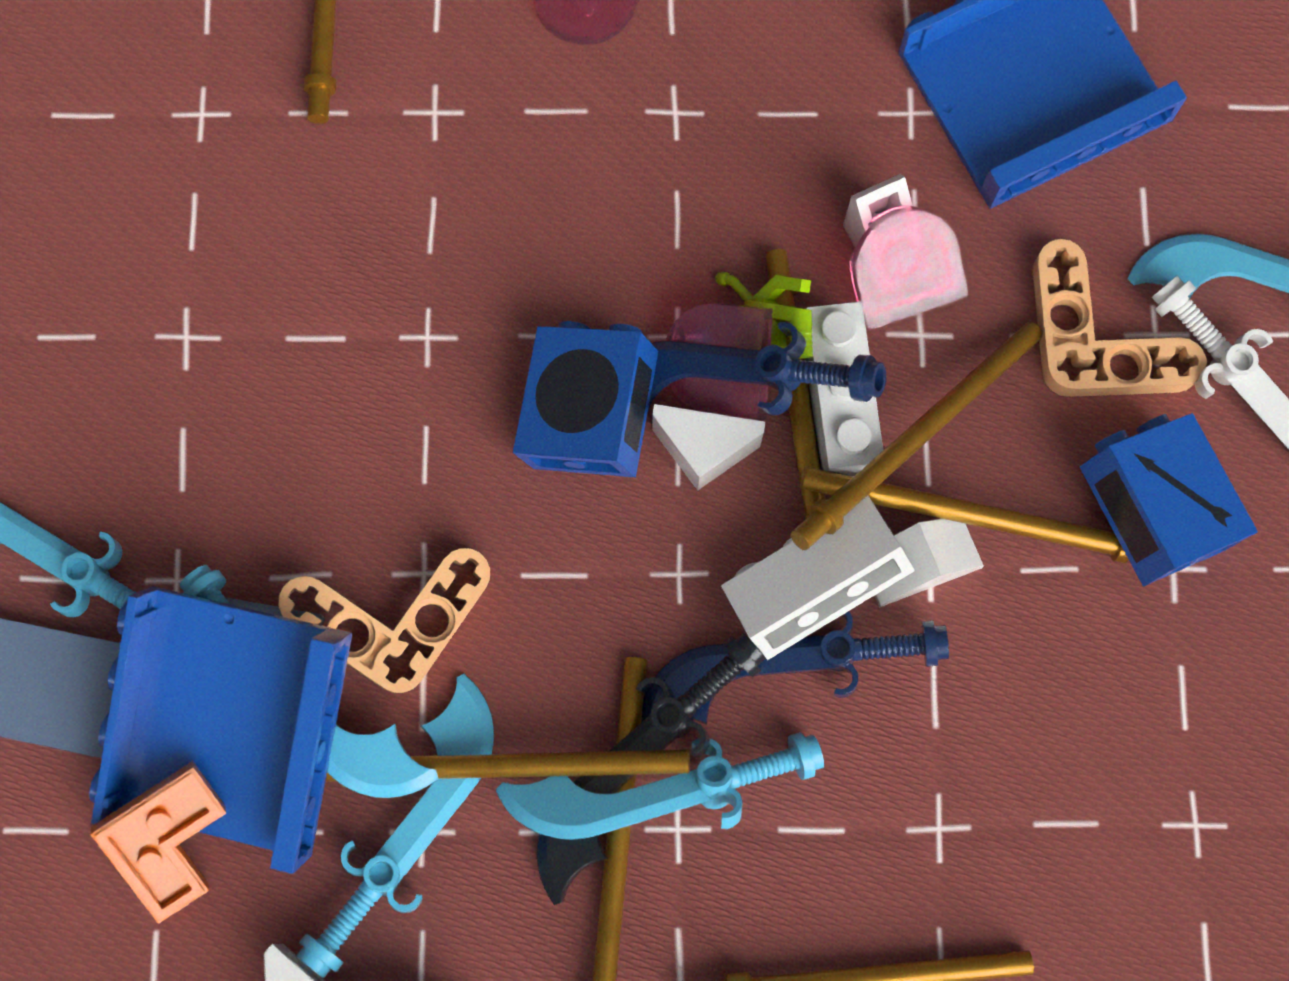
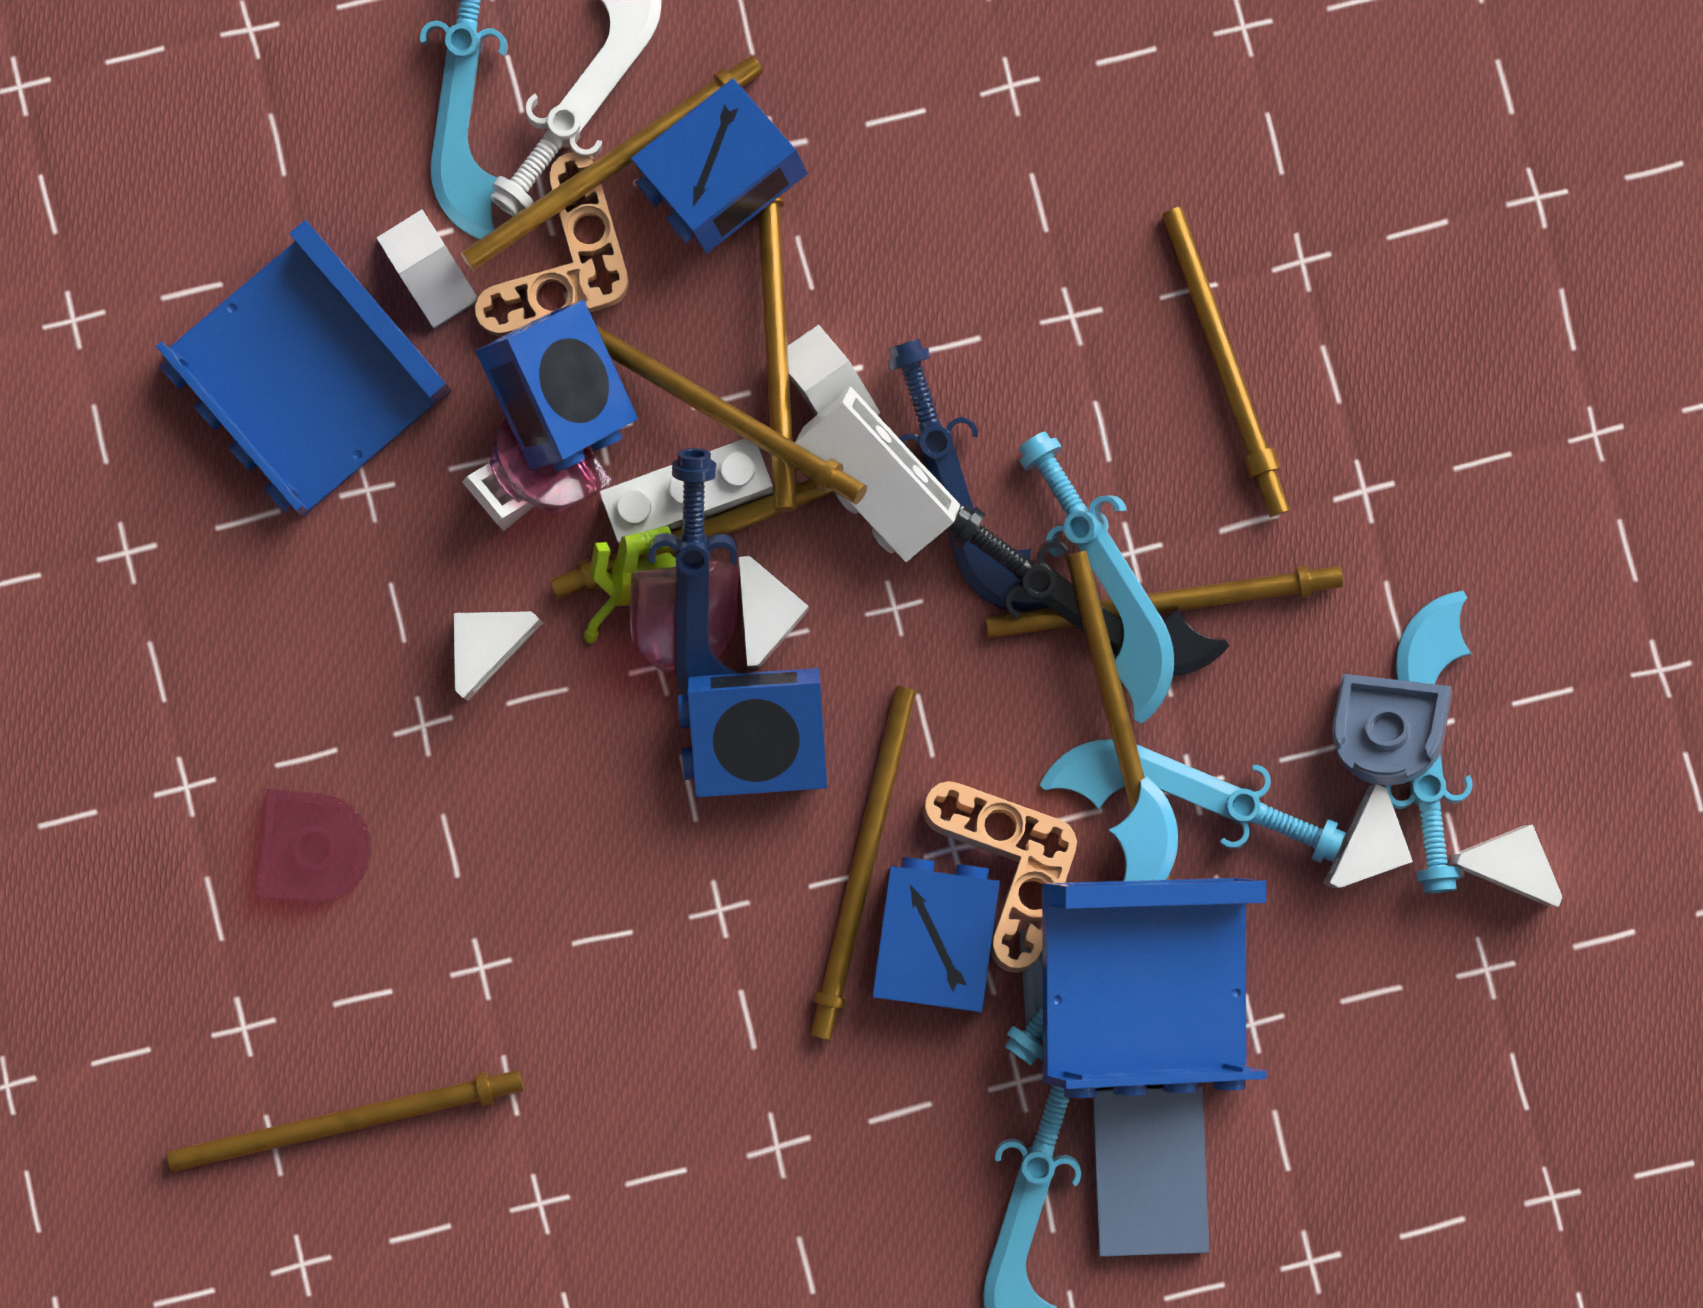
camera: 105 degrees left, 10 degrees up
(146, 839) = (1259, 1024): tile -> none
(311, 417) = (830, 997): none -> pearl gold bar
(338, 527) = (936, 935): none -> blue brick
(735, 174) = (486, 643): none -> white slope
(975, 285) = (558, 387): none -> brick
(1113, 207) = (428, 269): none -> white slope
(1181, 377) = (599, 170): none -> pearl gold bar

